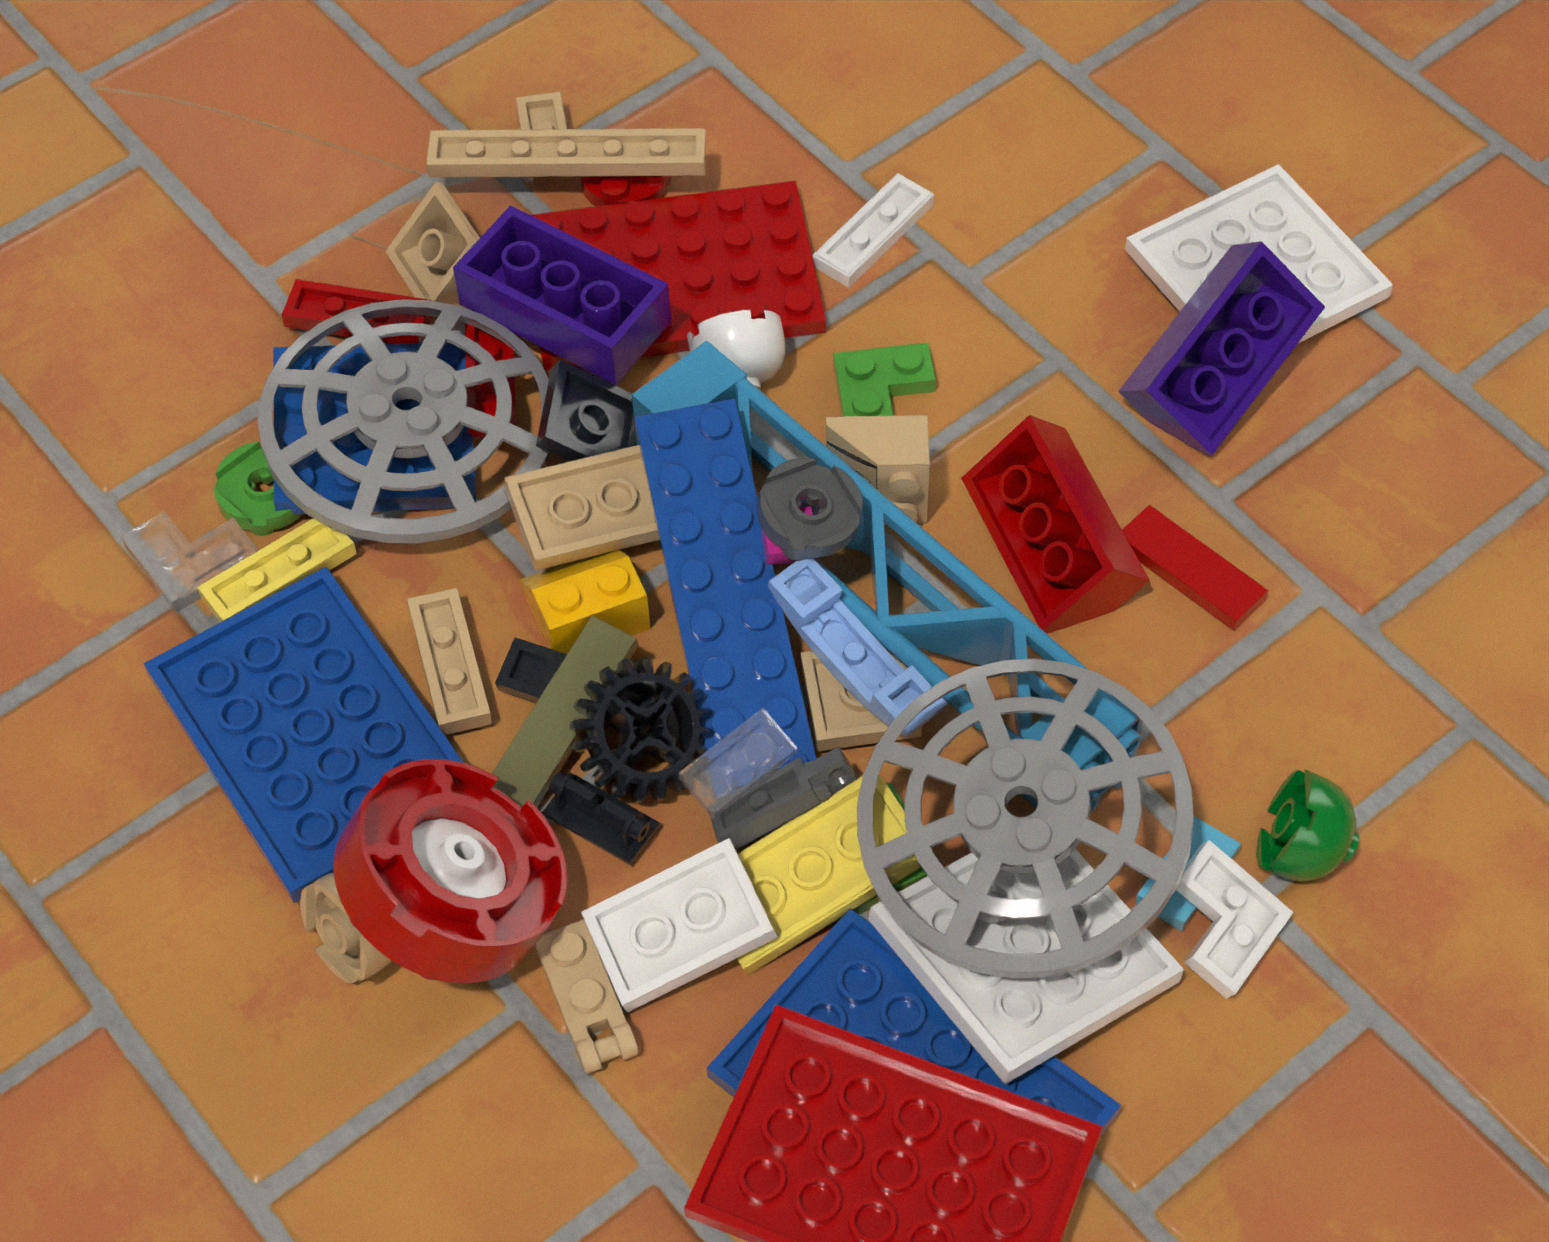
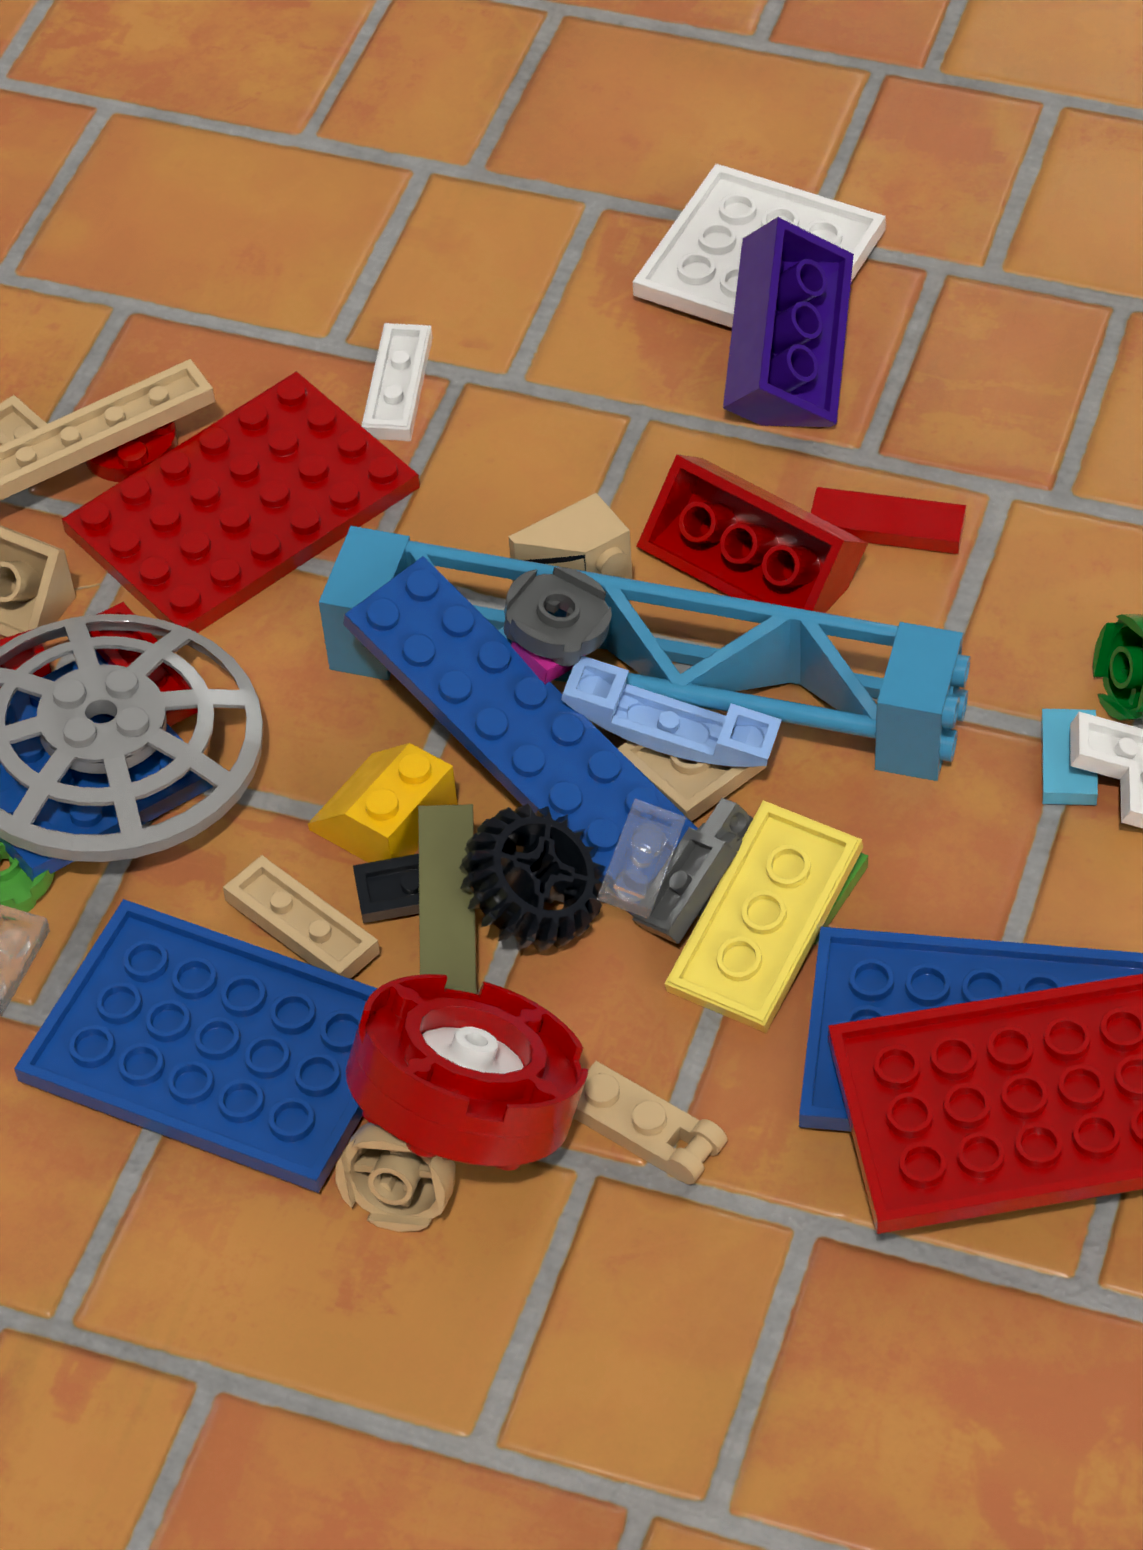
camera: 30 degrees left, 5 degrees down
(275, 568) = (73, 927): light yellow plate -> none
(563, 294) = (174, 556): dark purple brick -> none
(583, 507) = (336, 723): tan plate -> none
(584, 415) = (277, 656): black plate -> none
(599, 817) = (545, 975): black hinge -> none
(678, 925) = (686, 1016): white plate -> none
(749, 343) = (365, 509): white cylinder -> none
(874, 375) = (498, 500): bright green plate -> none
(1029, 1019) = (989, 876): white plate -> none
(1033, 840) = (928, 785): light grey dish -> none

